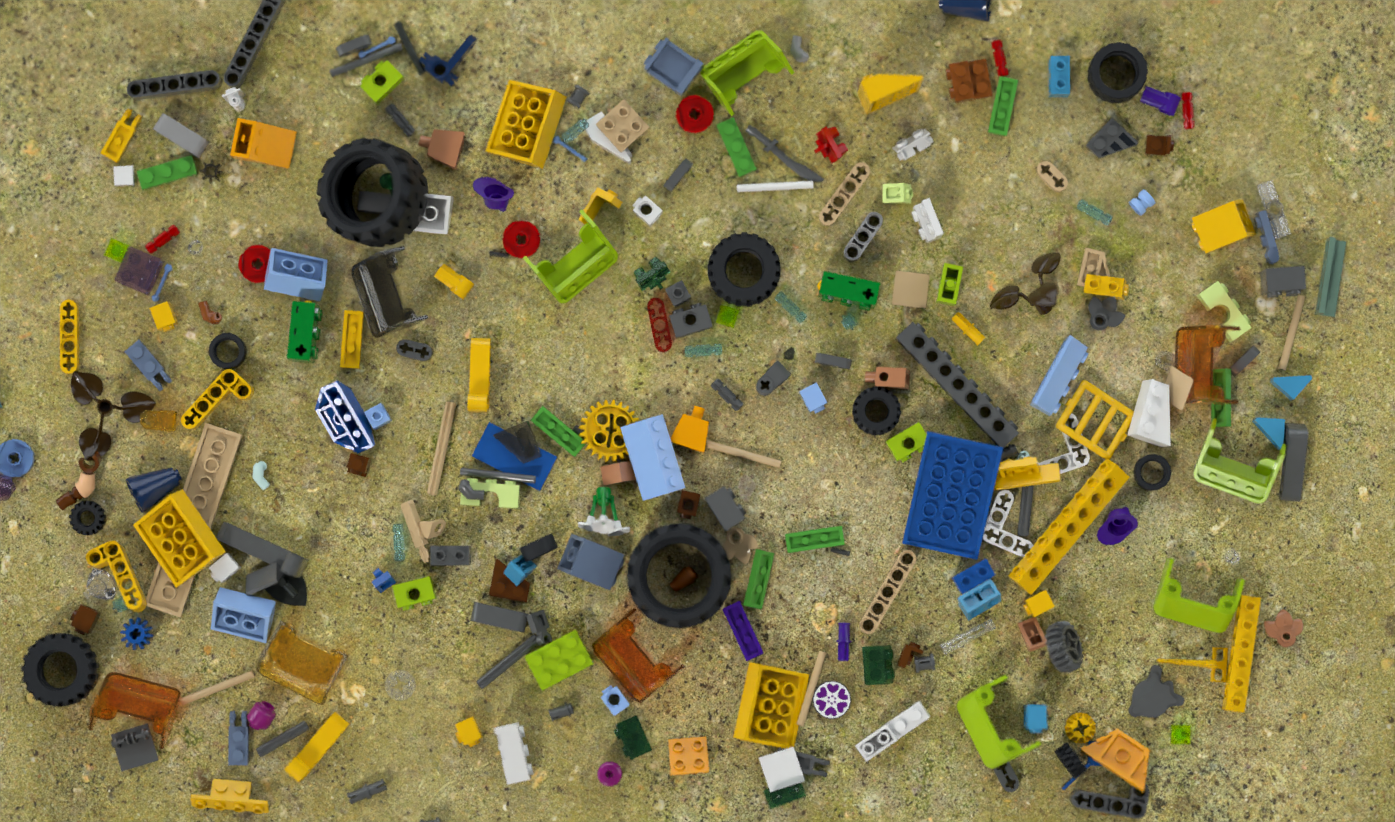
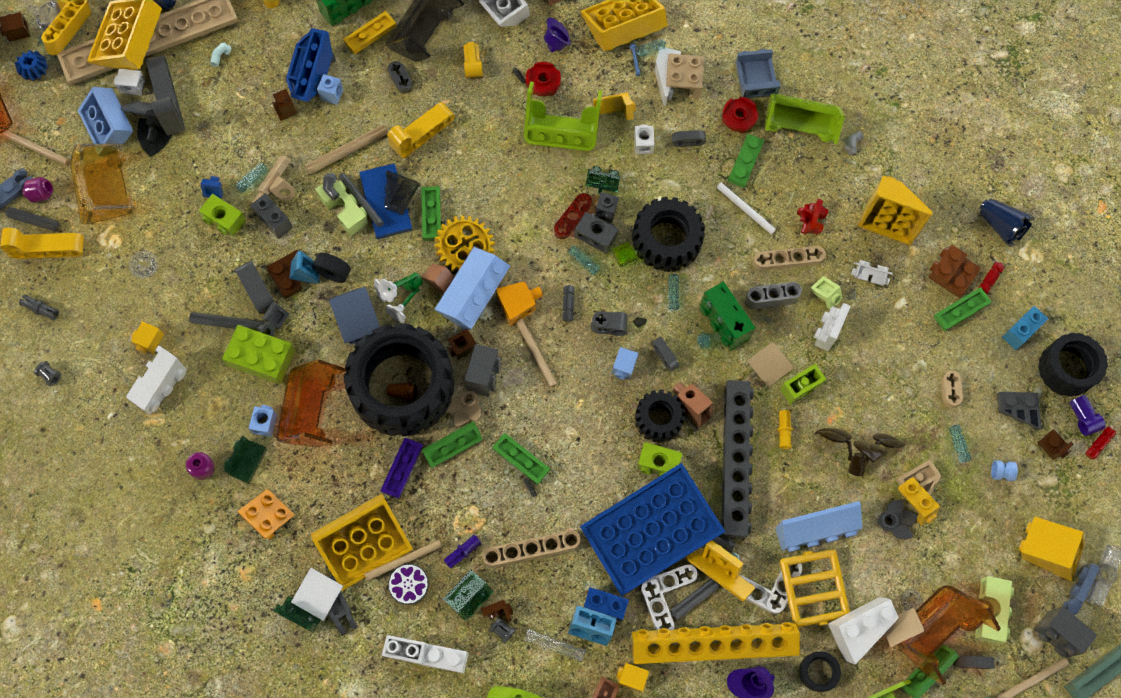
camera: 40 degrees right, 15 degrees down
(561, 711) = (224, 393): dark grey pin -> none
(577, 96) = (675, 33): dark grey bush -> none
(800, 169) = (770, 181): dark grey sword -> none

